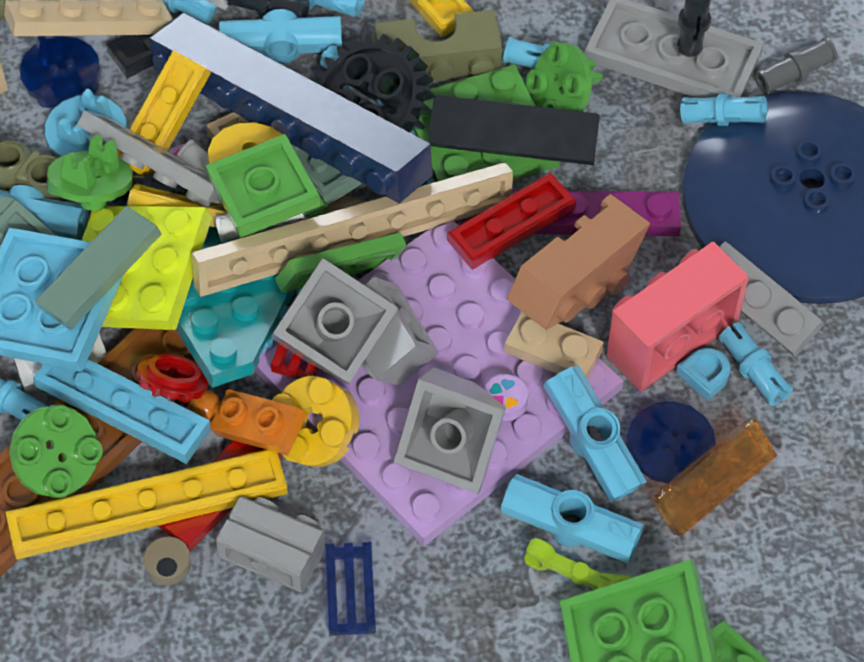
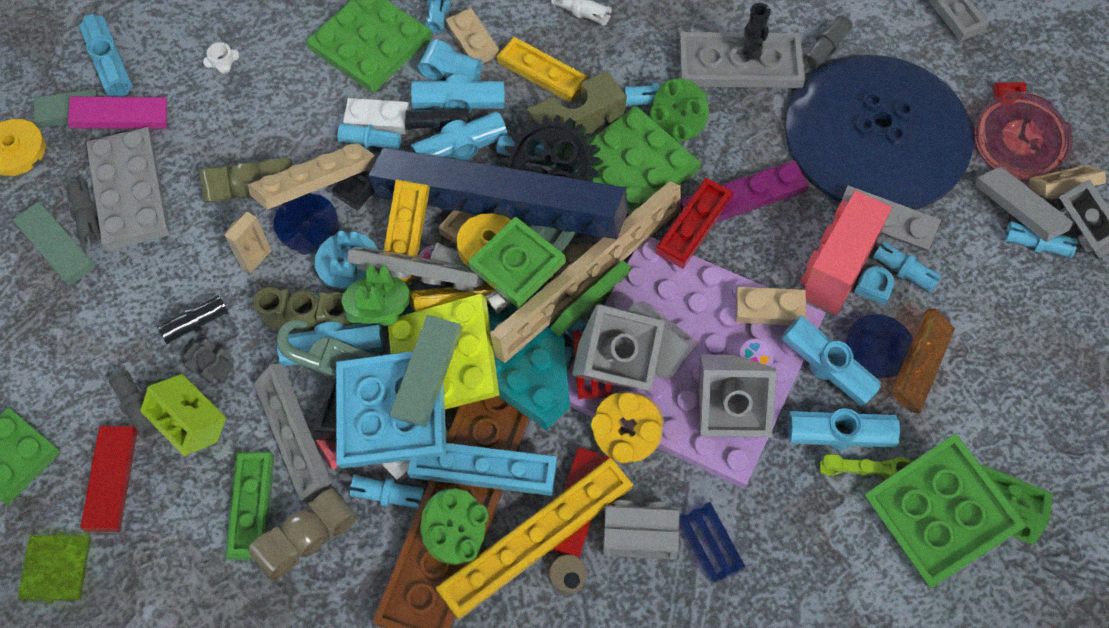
camera: 20 degrees left, 5 degrees up
(157, 372) = (524, 430): red gear -> none
(250, 419) = (581, 442): orange plate -> none
(514, 130) = (664, 154): black slope -> none
(582, 268) = (766, 240): nougat wedge -> none
(724, 109) = (798, 90): medium azure pin -> none

